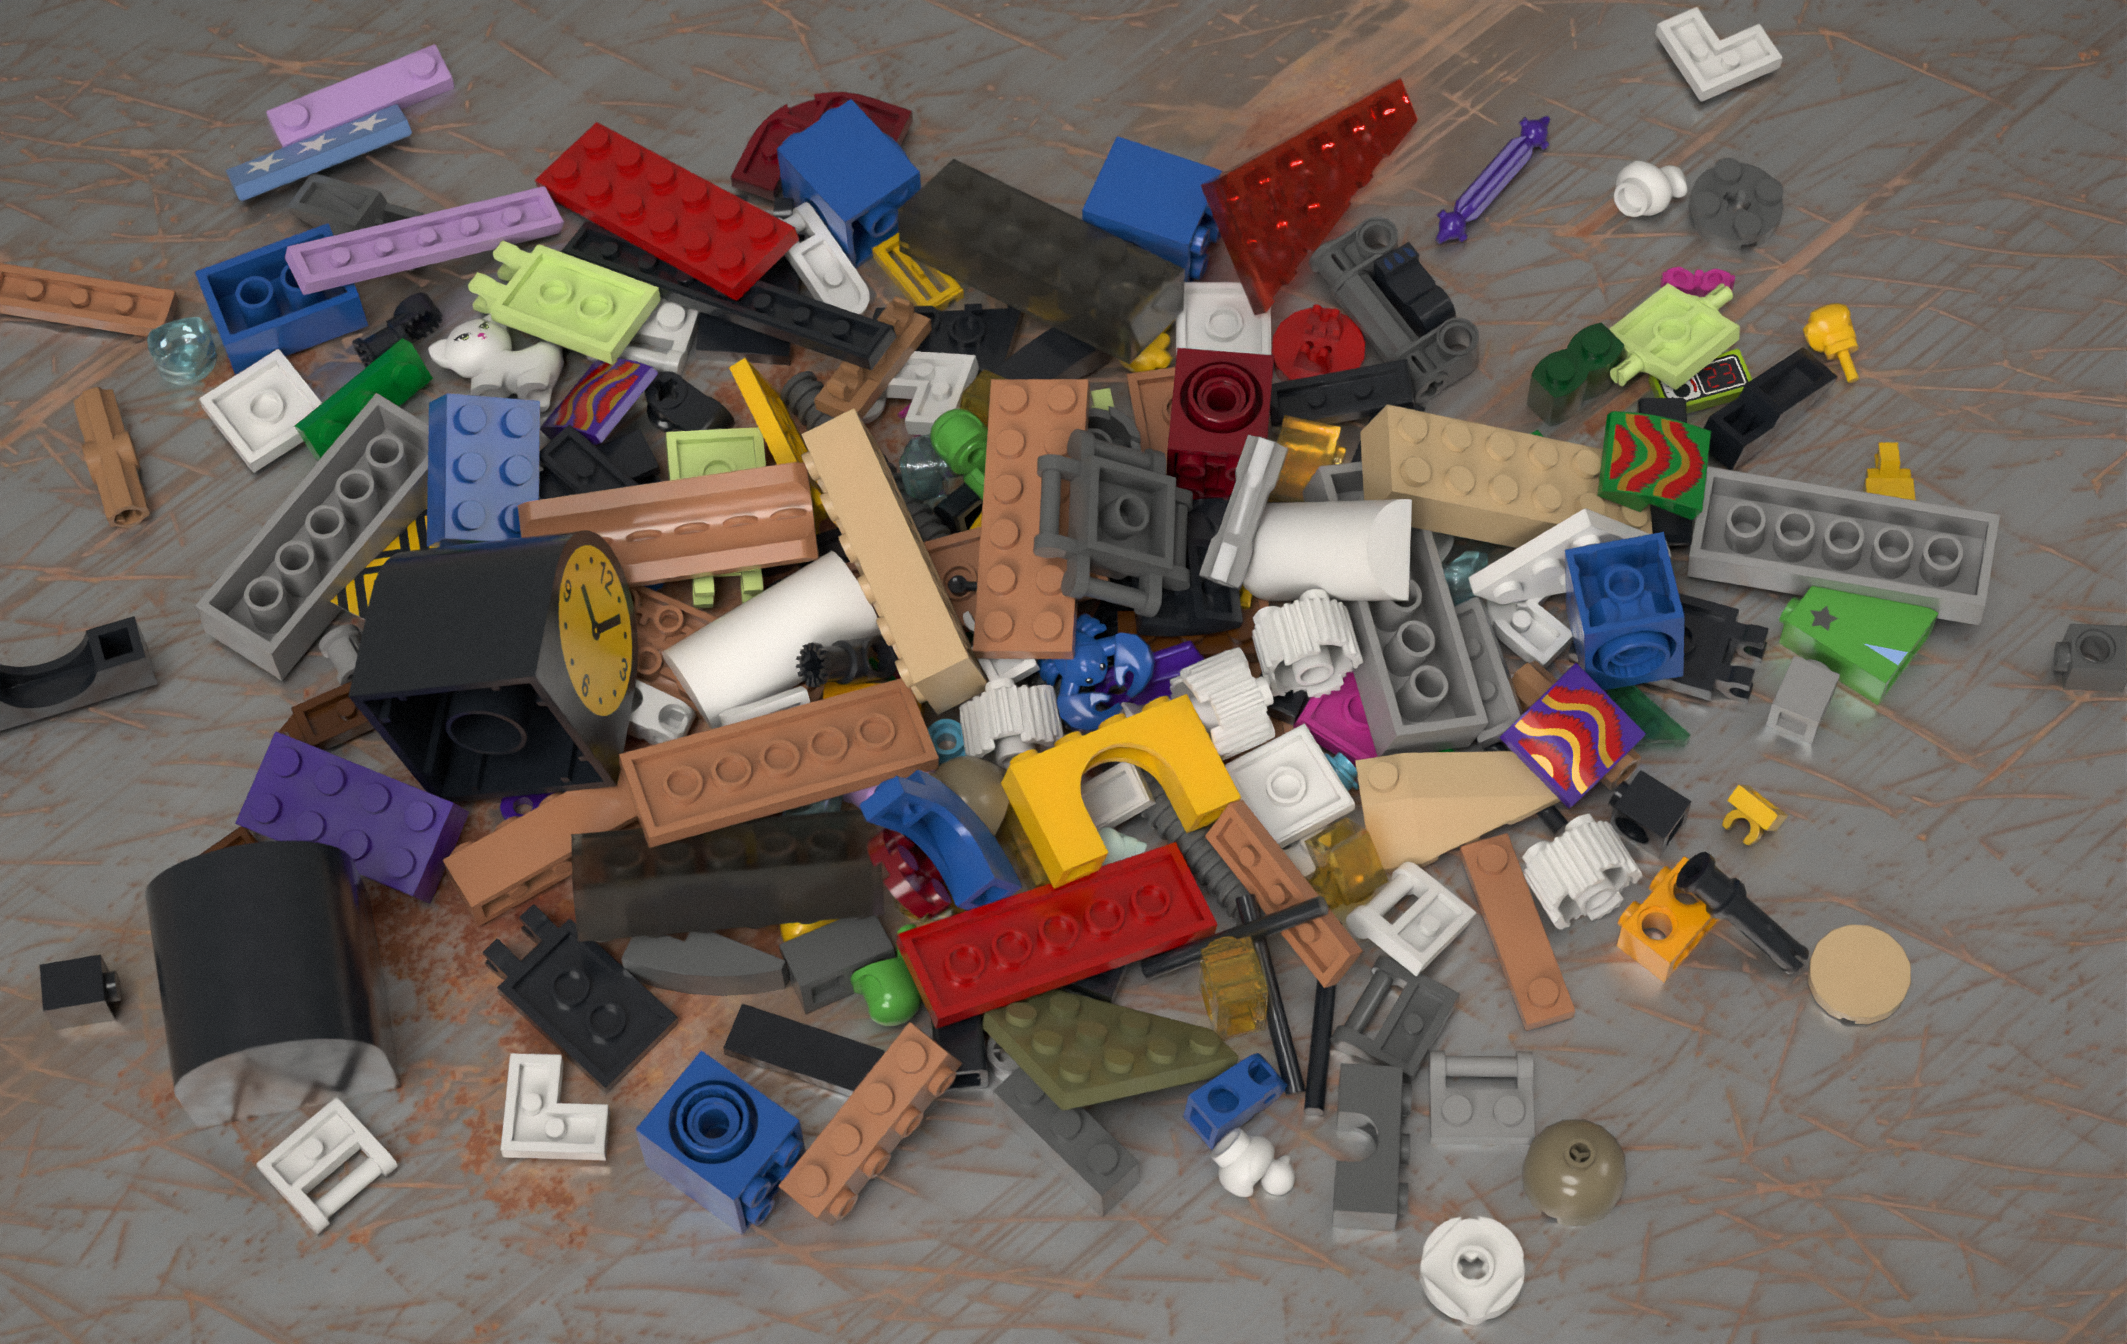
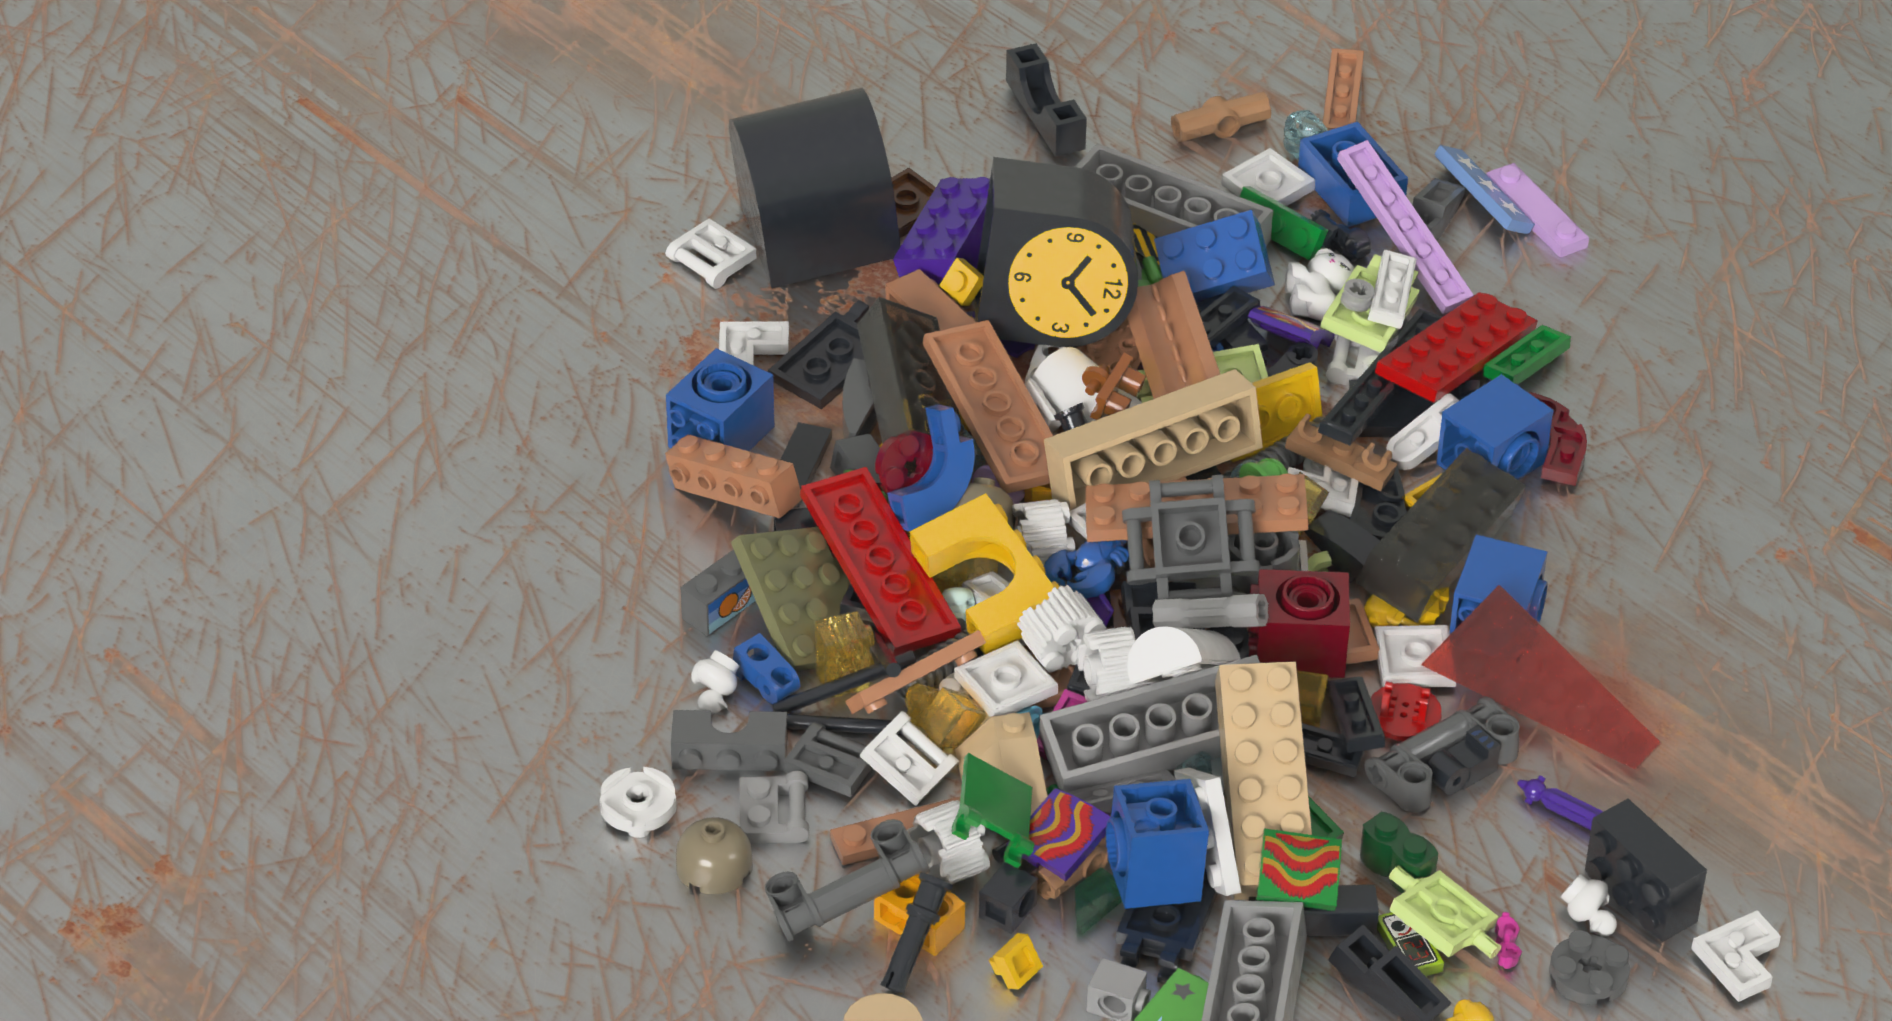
camera: 85 degrees right, 20 degrees down
(486, 800) = (962, 282): none -> yellow plate
(552, 268) = (1392, 289): none -> white tile
(573, 294) = (1357, 295): none -> light grey bush
(675, 136) = (1528, 355): none -> green plate
(797, 598) = (1107, 386): none -> dark orange hips
(1556, 800) = (997, 803): none -> green flag
(1615, 118) = (1645, 870): none -> black brick
(1680, 985) = (898, 861): none -> dark grey piece

